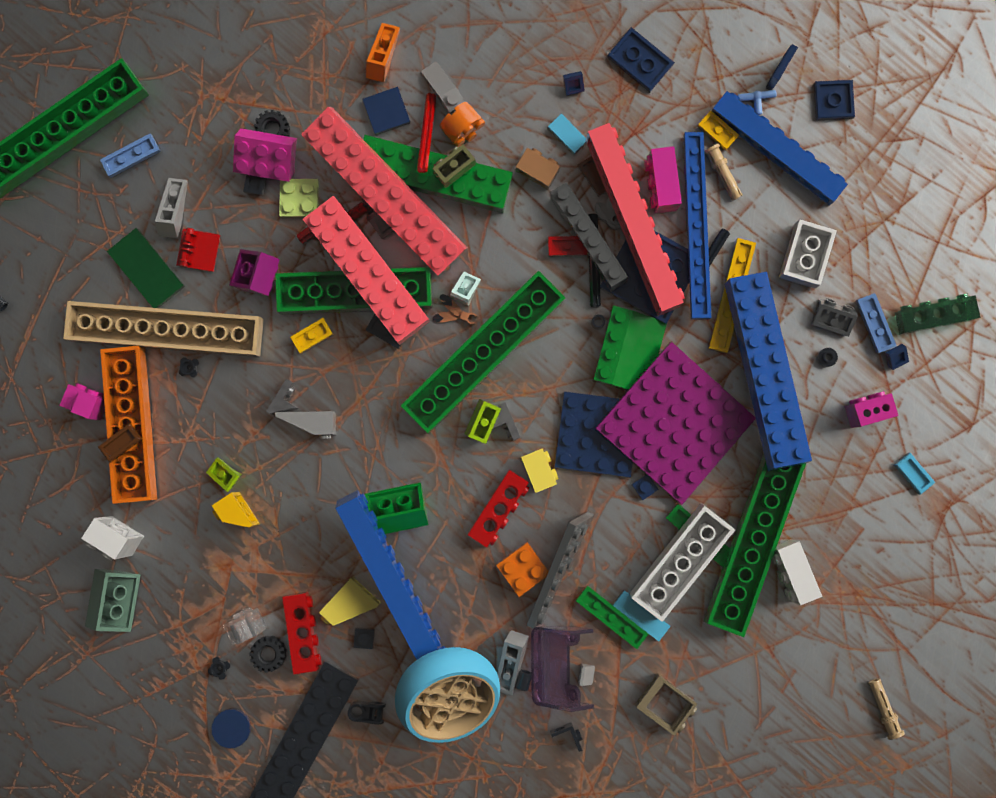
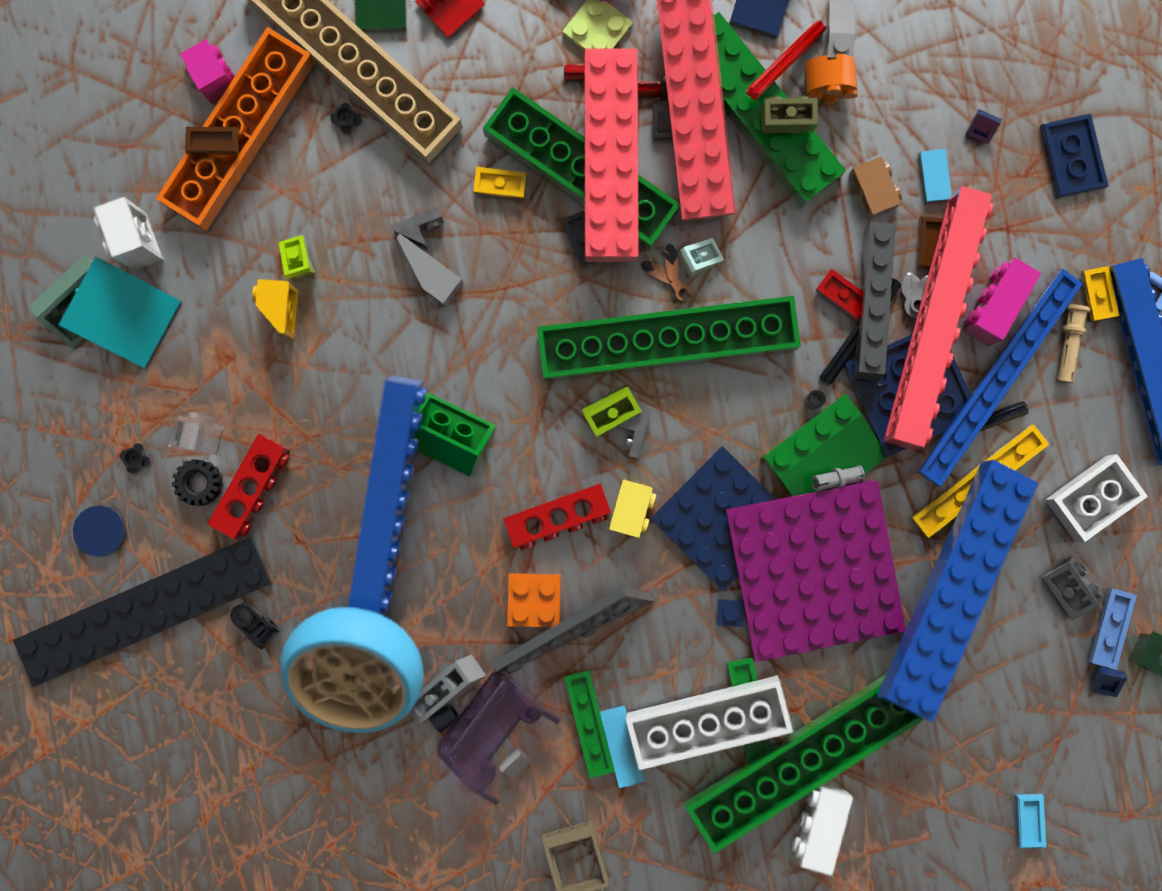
camera: 30 degrees right, 0 degrees up
(142, 588) = (119, 312): none -> teal piece
(254, 272) = (491, 69): magenta brick -> none
(348, 602) = (322, 493): light yellow slope -> none
(364, 638) = (310, 544): black plate -> none
(575, 733) = (456, 817): black bracket -> none
(647, 358) = (838, 478): none -> light grey pin
(823, 361) = (1025, 625): black plate -> none
(882, 401) = (1020, 704): dark pink piece -> none

